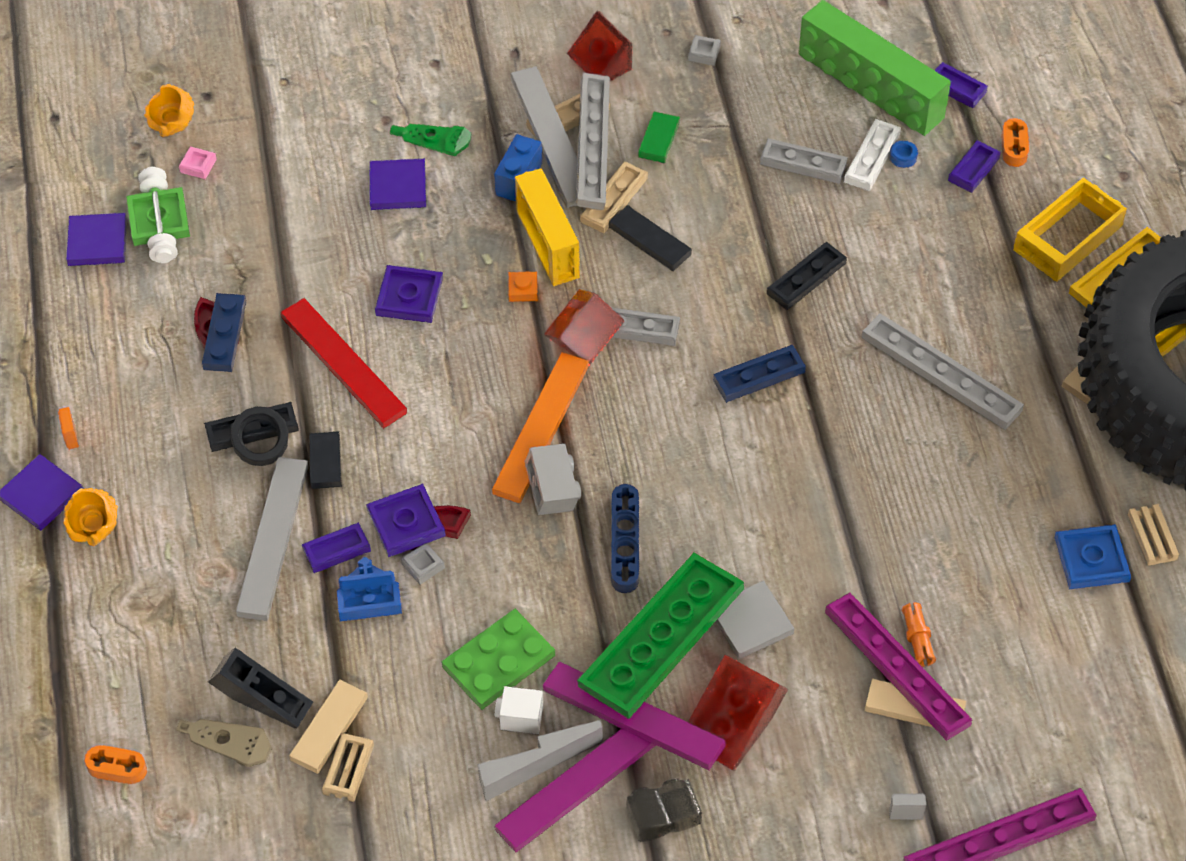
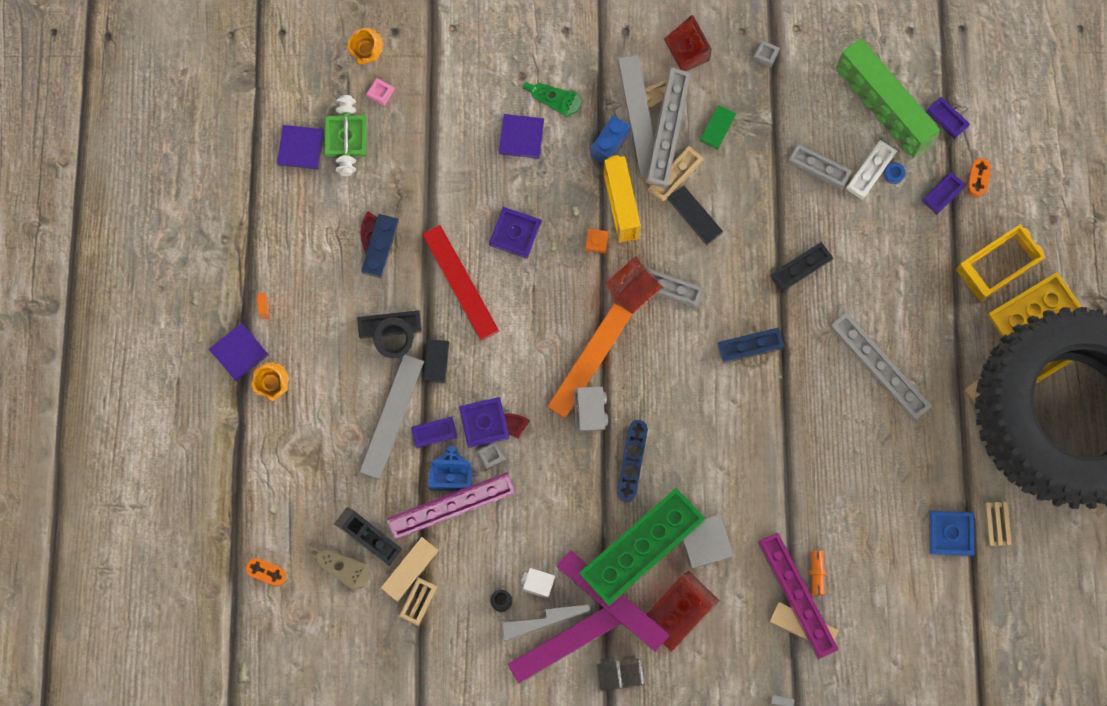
camera: 10 degrees right, 20 degrees up
(375, 632) = (451, 505): none -> tile
(470, 752) = (505, 607): none -> black piece
(498, 658) = (530, 538): bright green plate -> none

